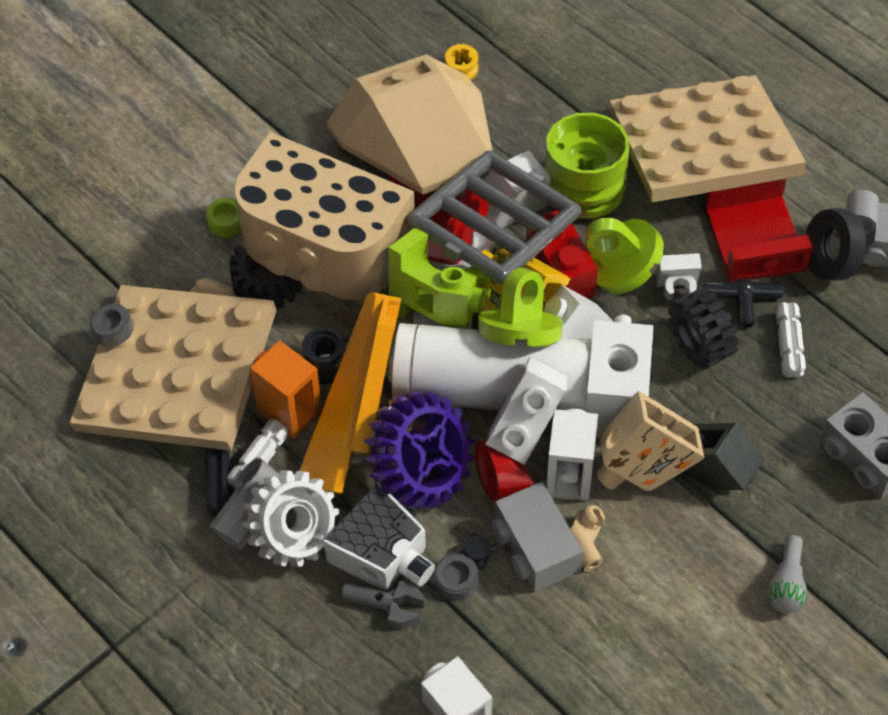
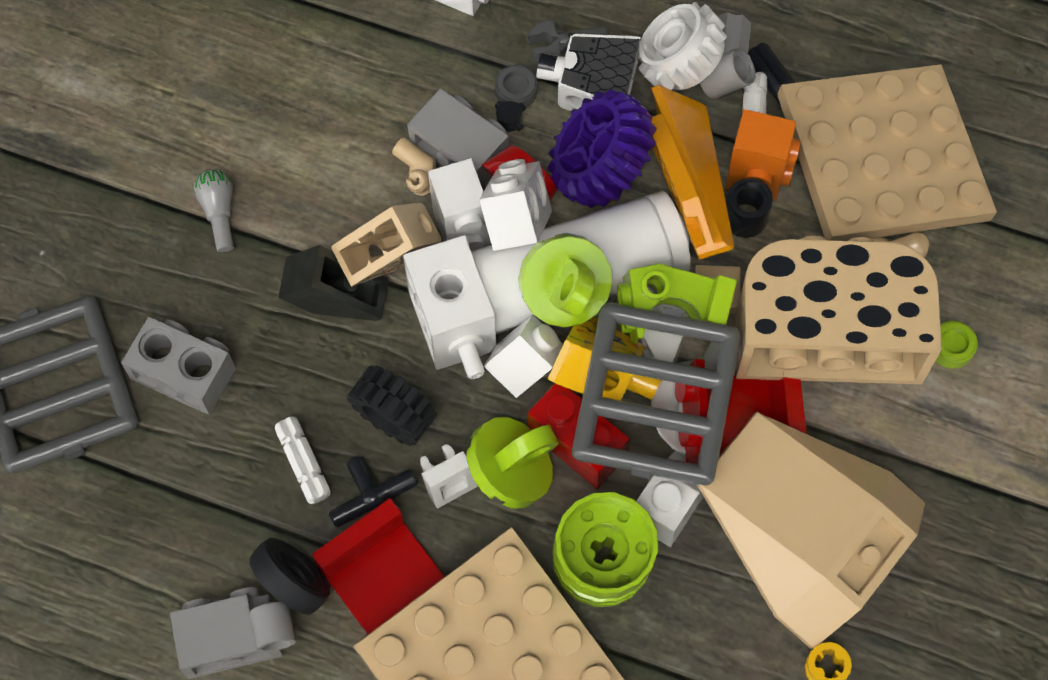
camera: 155 degrees right, 10 degrees up
(111, 325) = (968, 151): dark grey tile -> none

